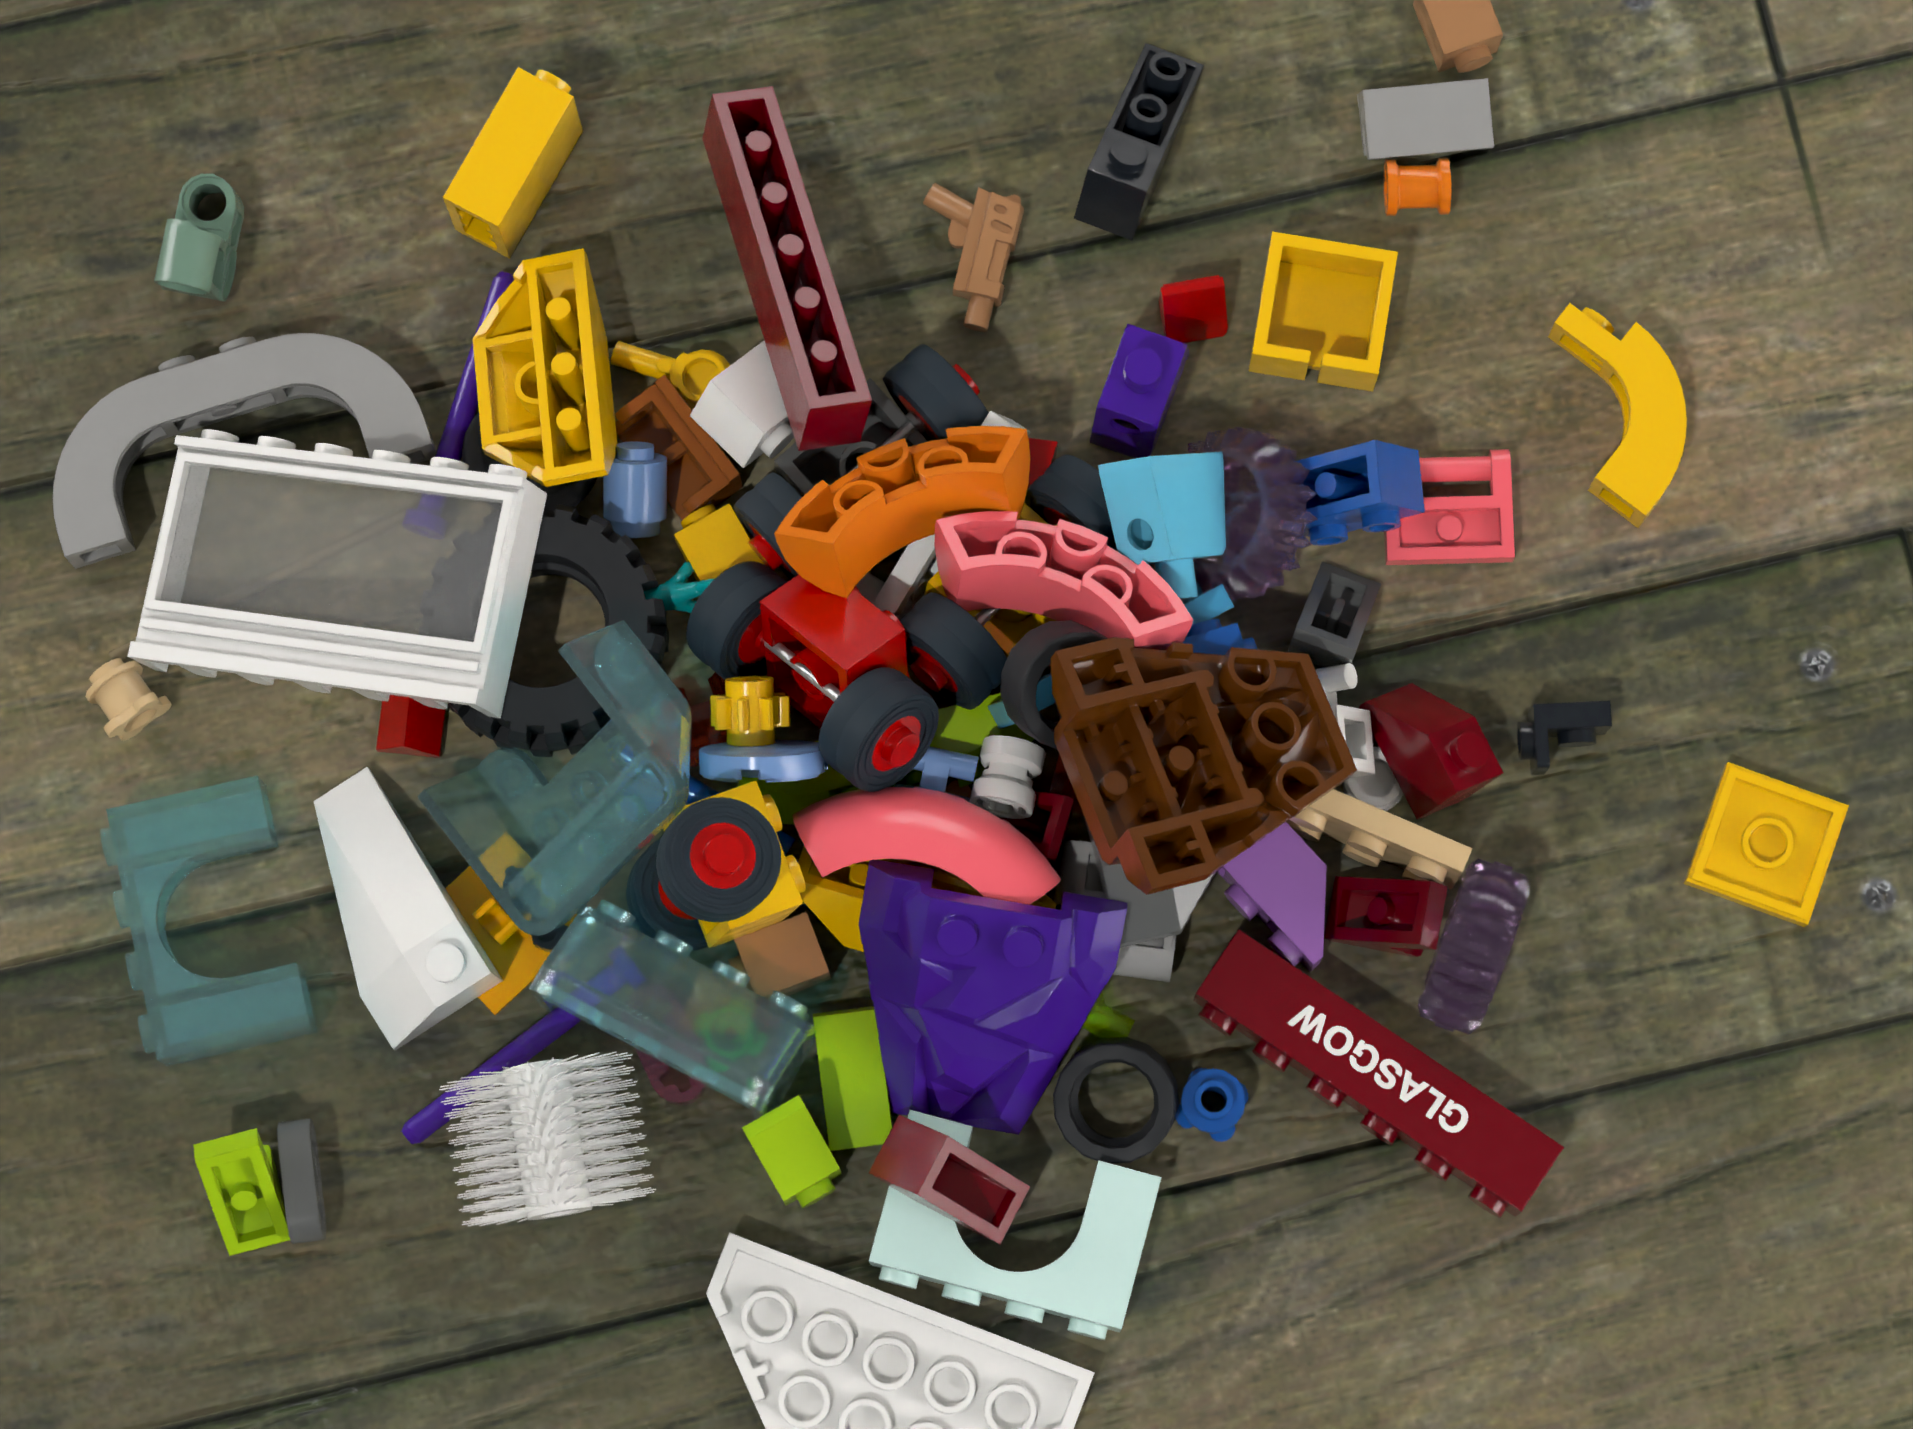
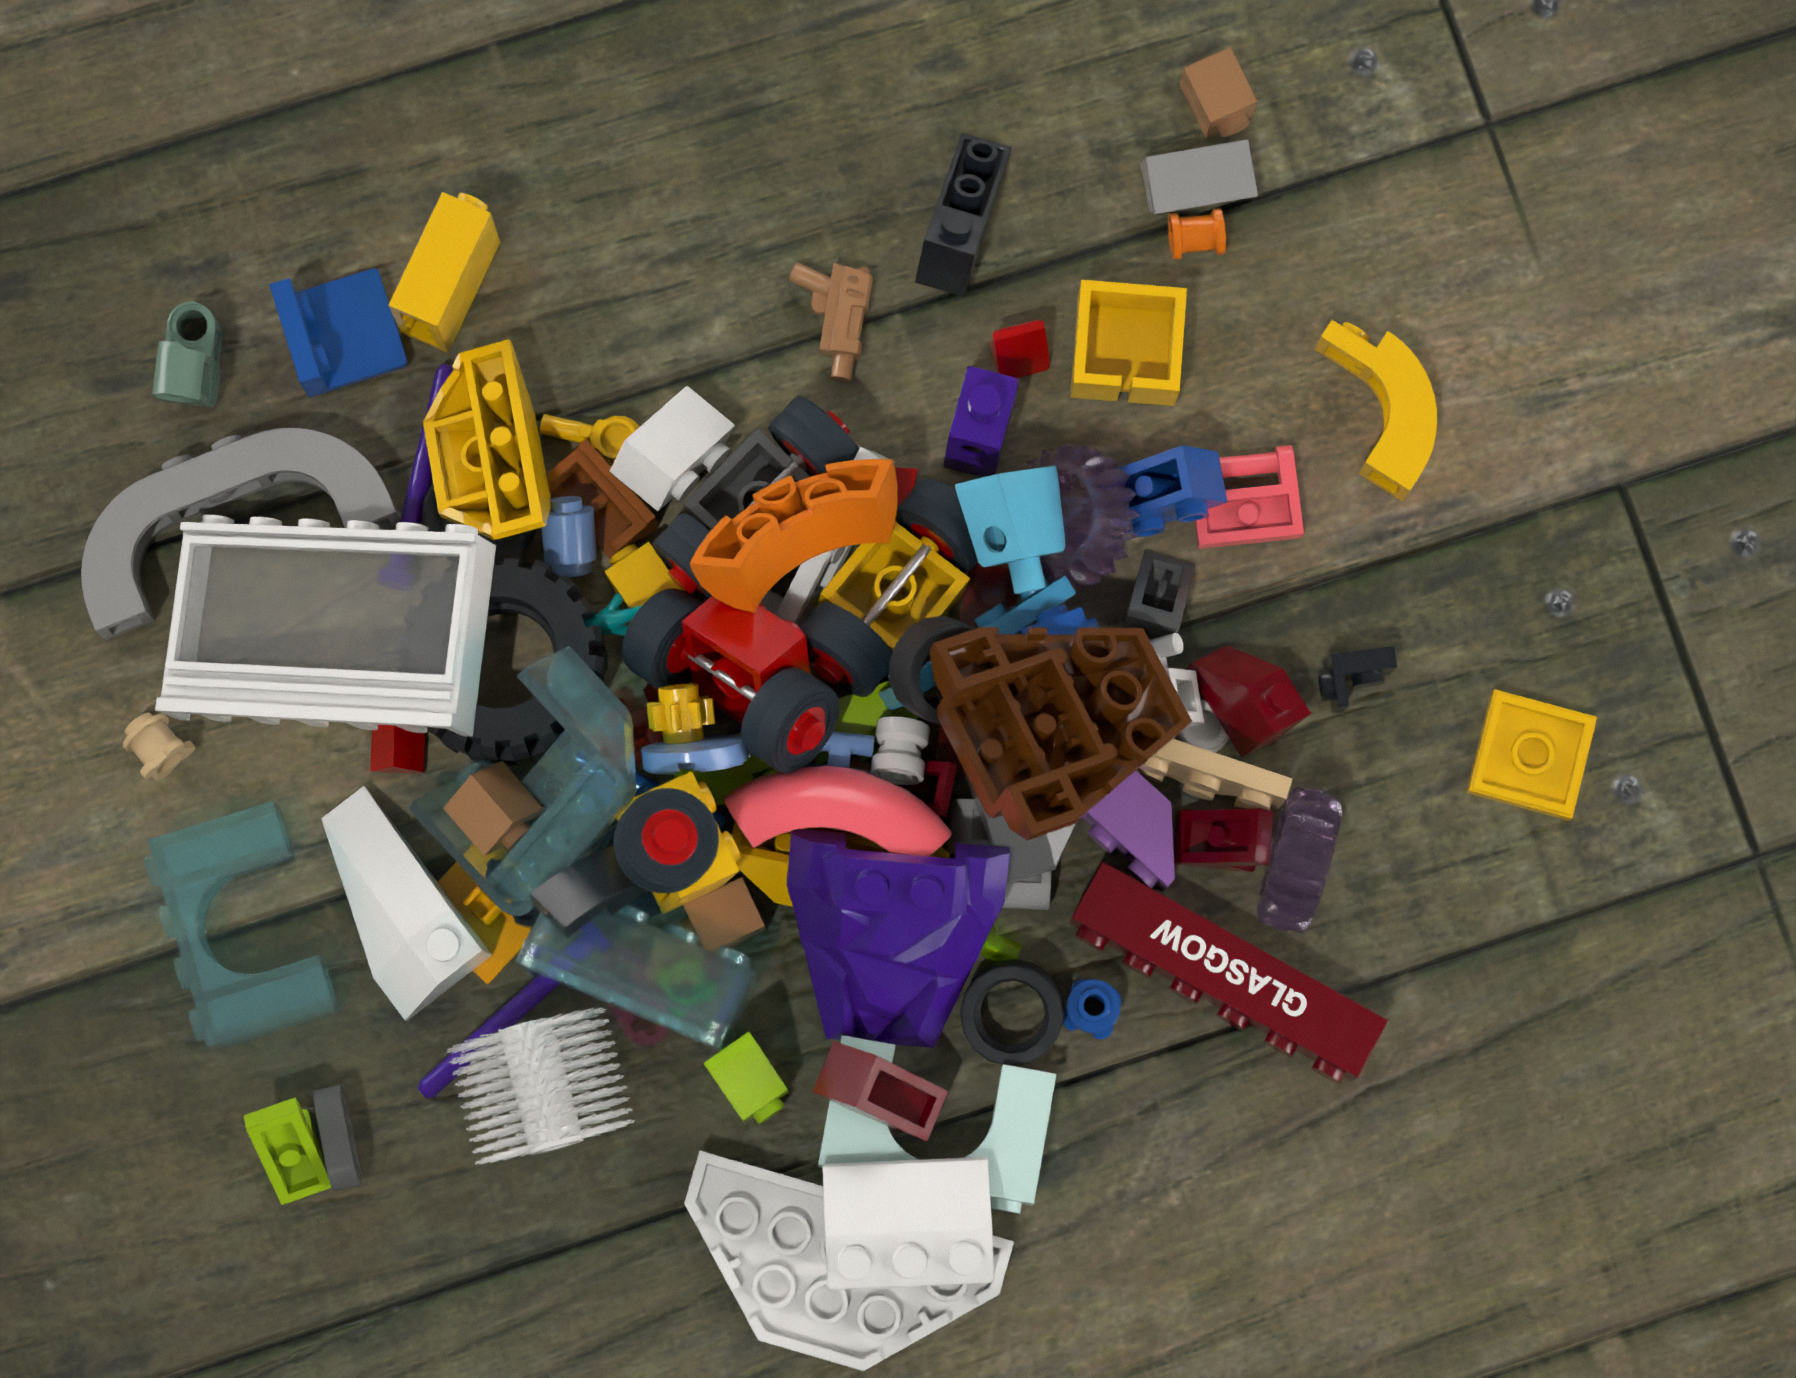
camera: 10 degrees left, 0 degrees up
(382, 222) = (339, 331): none -> blue bracket
(518, 806) = (493, 808): none -> medium nougat brick
(618, 912) = (584, 891): none -> black slope
(786, 269) = (680, 343): dark red brick -> none
(852, 1078) = (791, 1012): lime slope -> none
(968, 1338) = (908, 1223): none -> white slope
(1056, 573) = (927, 578): coral brick -> none

